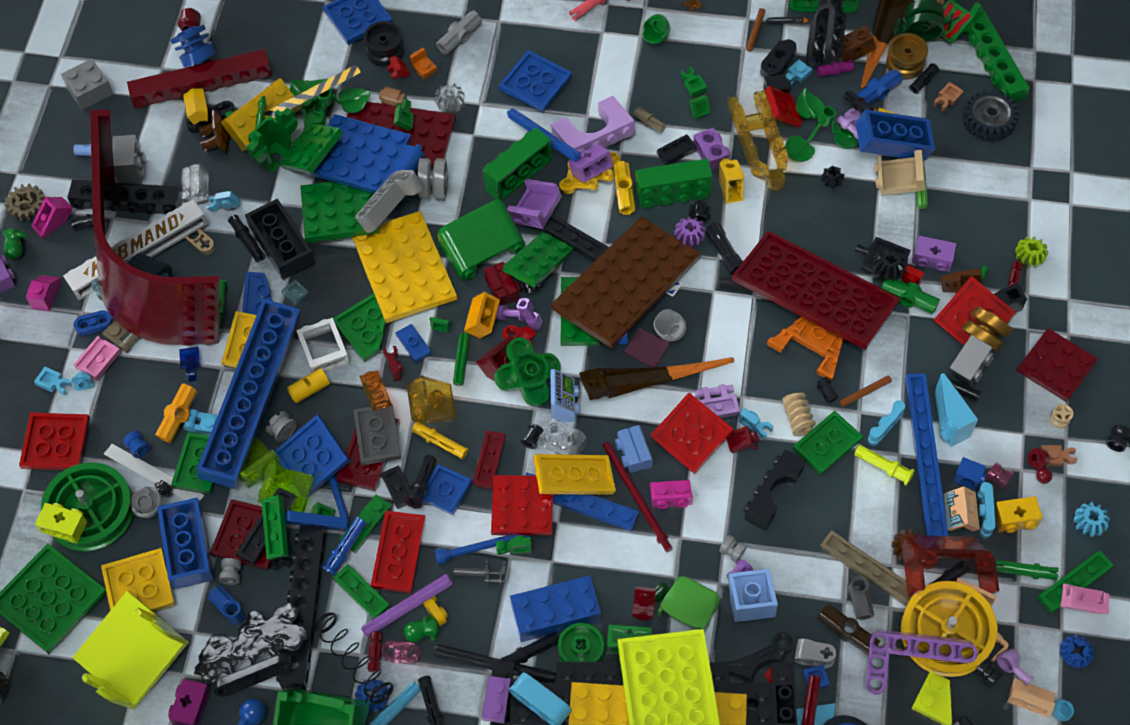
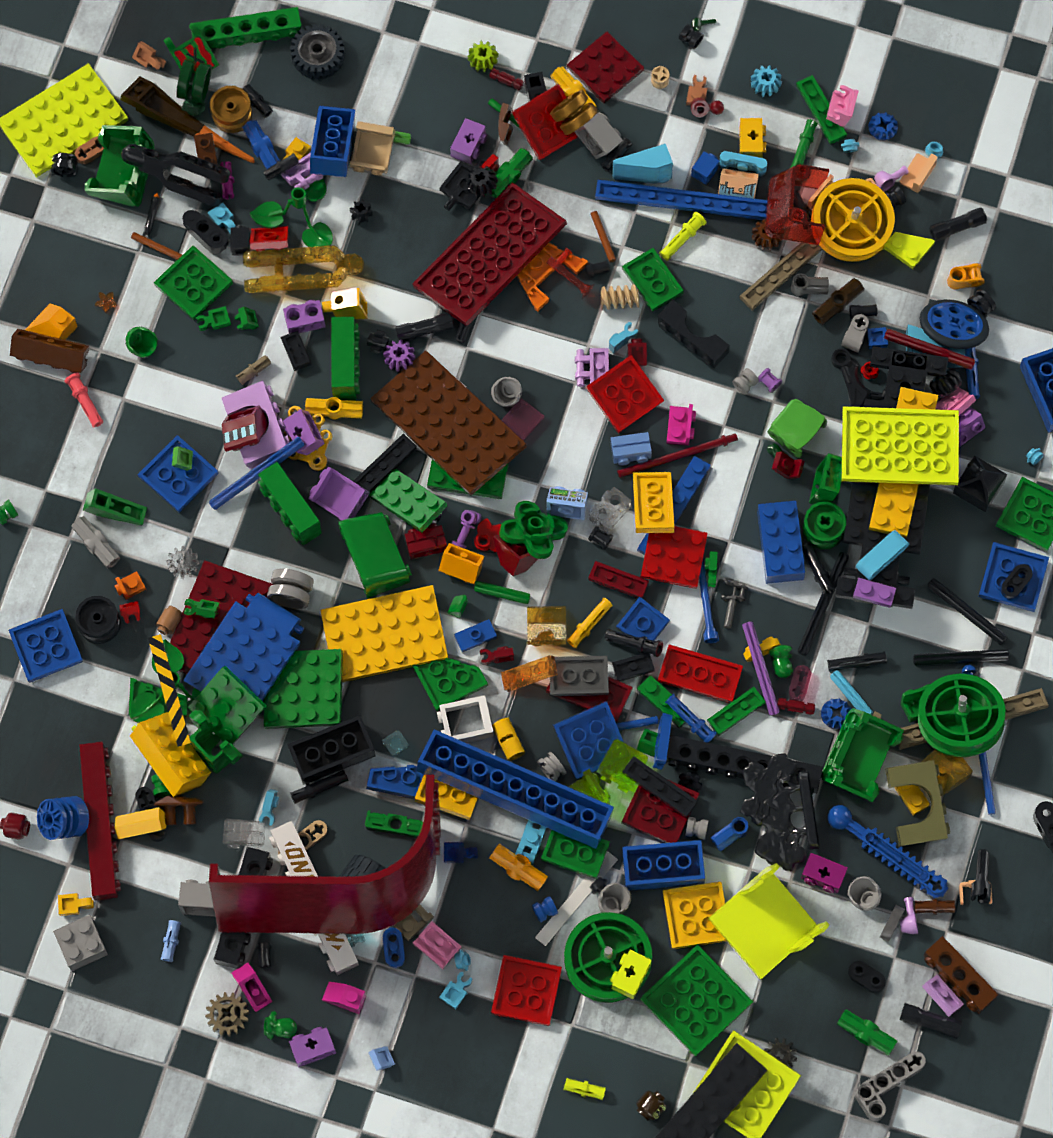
camera: 80 degrees left, 10 degrees up
(122, 73) = (70, 903): none -> yellow plate
(261, 110) = (184, 750): green piece -> none
(274, 527) = (669, 774): green plate -> none
(387, 197) = (336, 648): light grey beam -> none
(390, 690) = (840, 692): black piece -> none
(493, 39) = (114, 507): none -> green slope
(546, 75) = (182, 458): none -> bright green plate
(583, 114) = (244, 428): none -> dark red slope
(619, 381) = (557, 449): dark brown plate -> none
(725, 60) = (193, 282): none -> green plate
(752, 595) = (795, 372): light blue slope -> none
(800, 381) = (556, 265): none -> clear red piece
(844, 658) = (868, 310): none -> black pin
(886, 424) = (642, 224): medium azure plate -> none
(911, 650) = (873, 251): medium lavender beam -> none
(948, 95) = (284, 82): nougat plate -> none
(999, 475) = (711, 143): clear pink wheel -> none
(1019, 338) = (567, 83): none -> yellow piece
(1040, 617) = (850, 146): none -> medium azure plate

